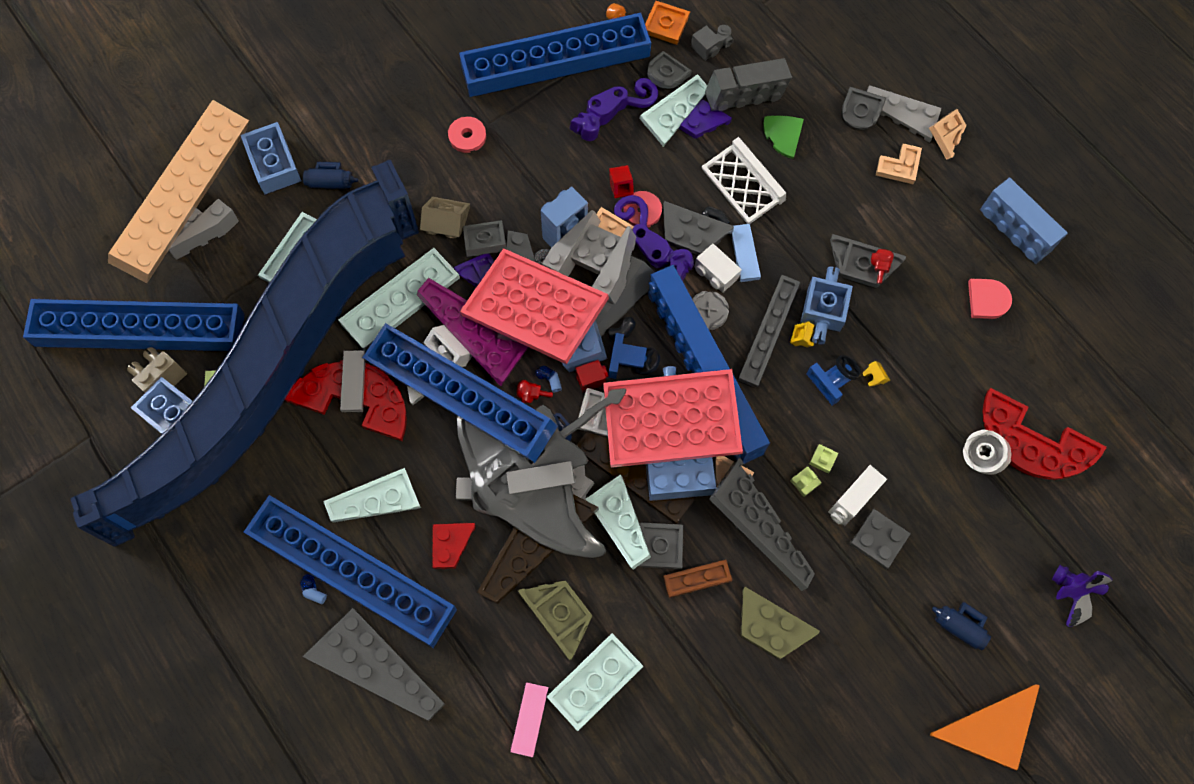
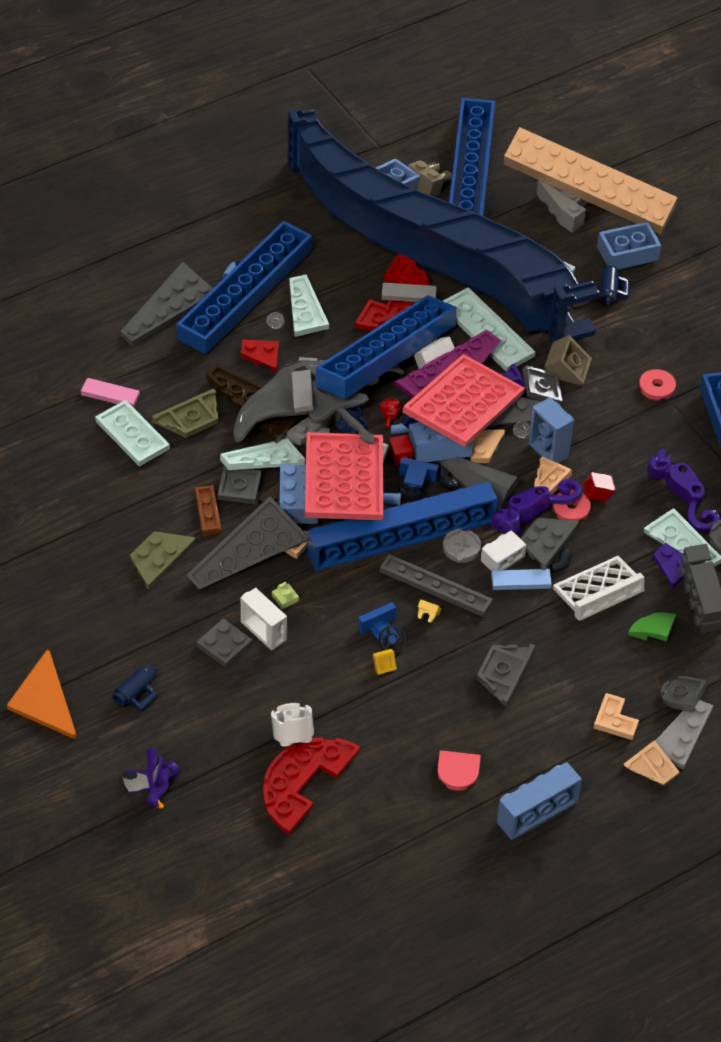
camera: 95 degrees right, 20 degrees down
(395, 526) = (275, 320): none -> clear plate
(595, 251) = (520, 457): light grey wedge -> none
(823, 458) = (305, 612): yellowish green tile -> none
(826, 304) = (457, 626): medium blue brick -> none
(882, 262) = (499, 674): red piece -> none

